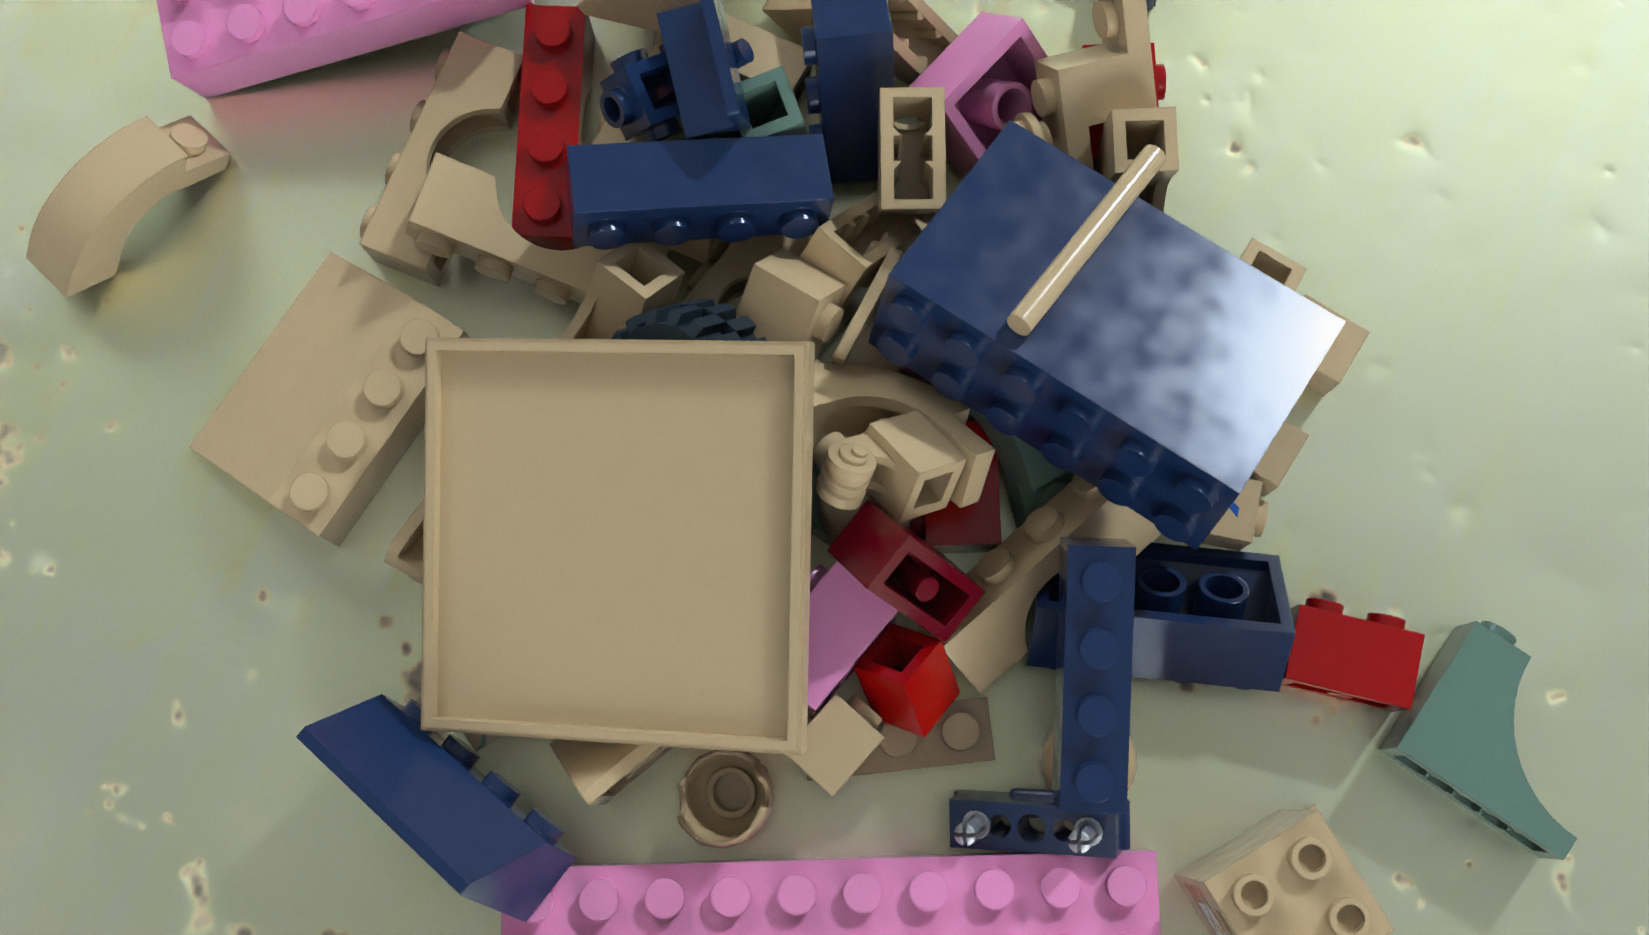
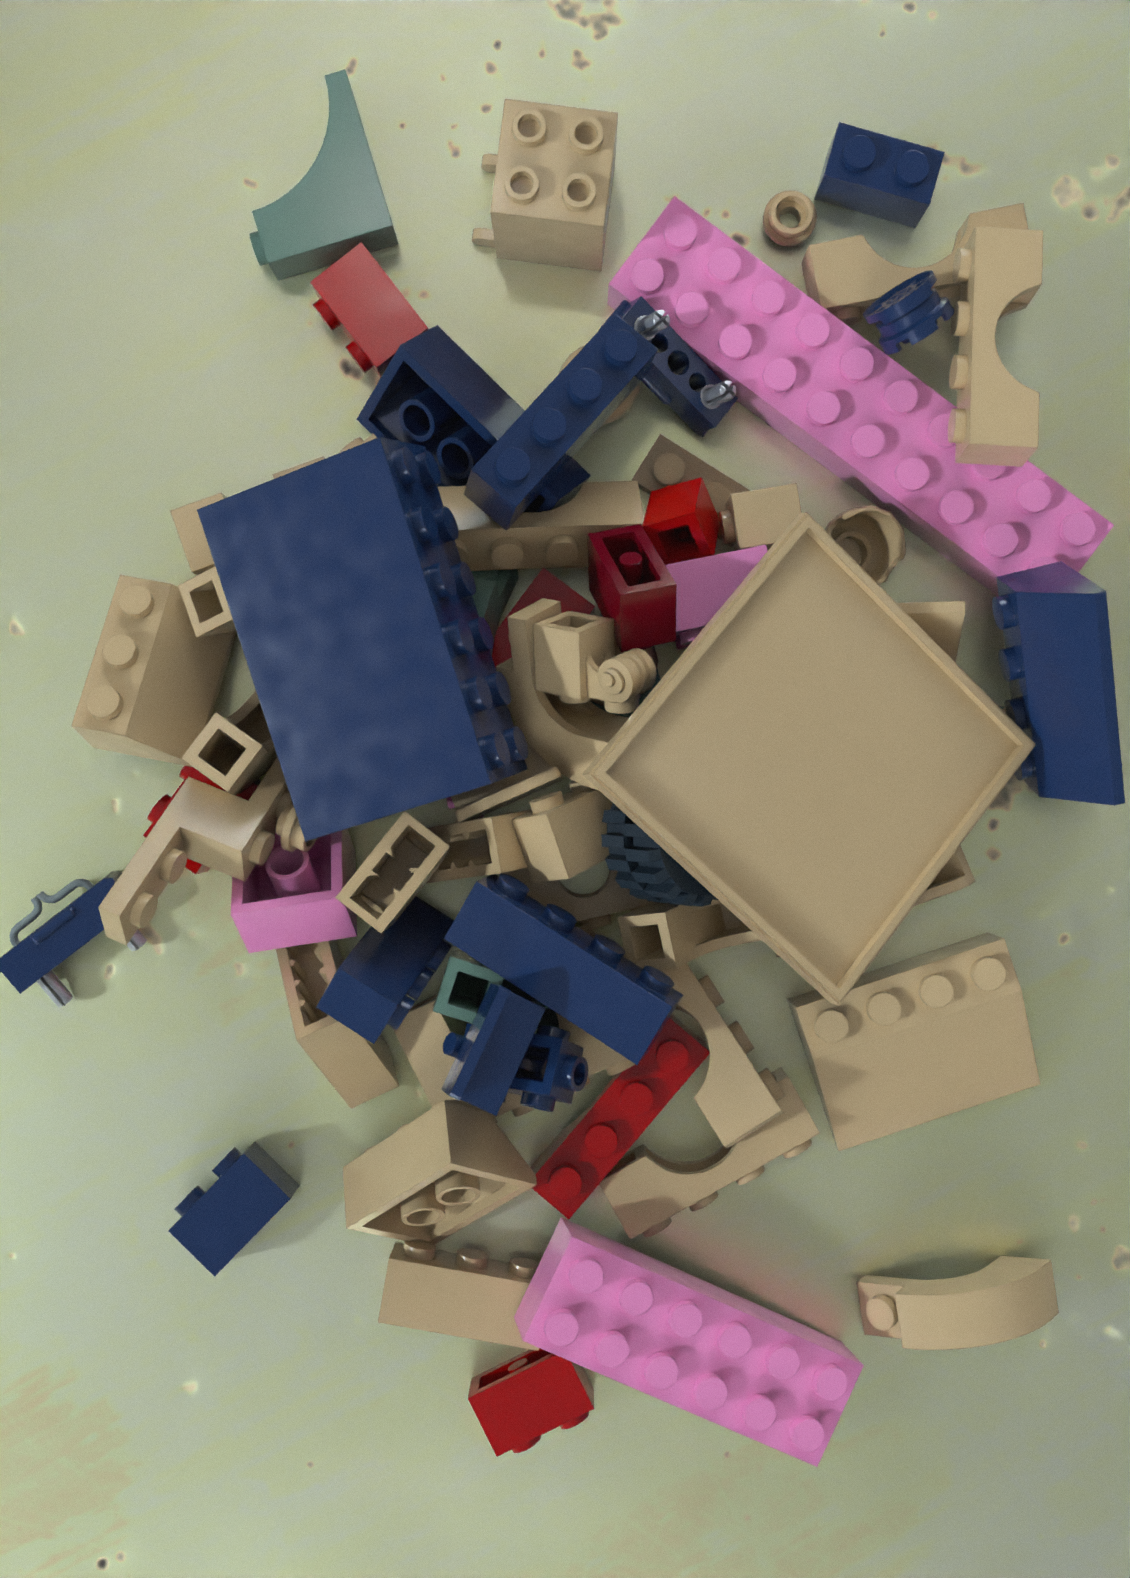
camera: 140 degrees left, 10 degrees up
(1085, 240) = (329, 703): tan bar -> none
(1264, 175) = (150, 675): none -> tan slope

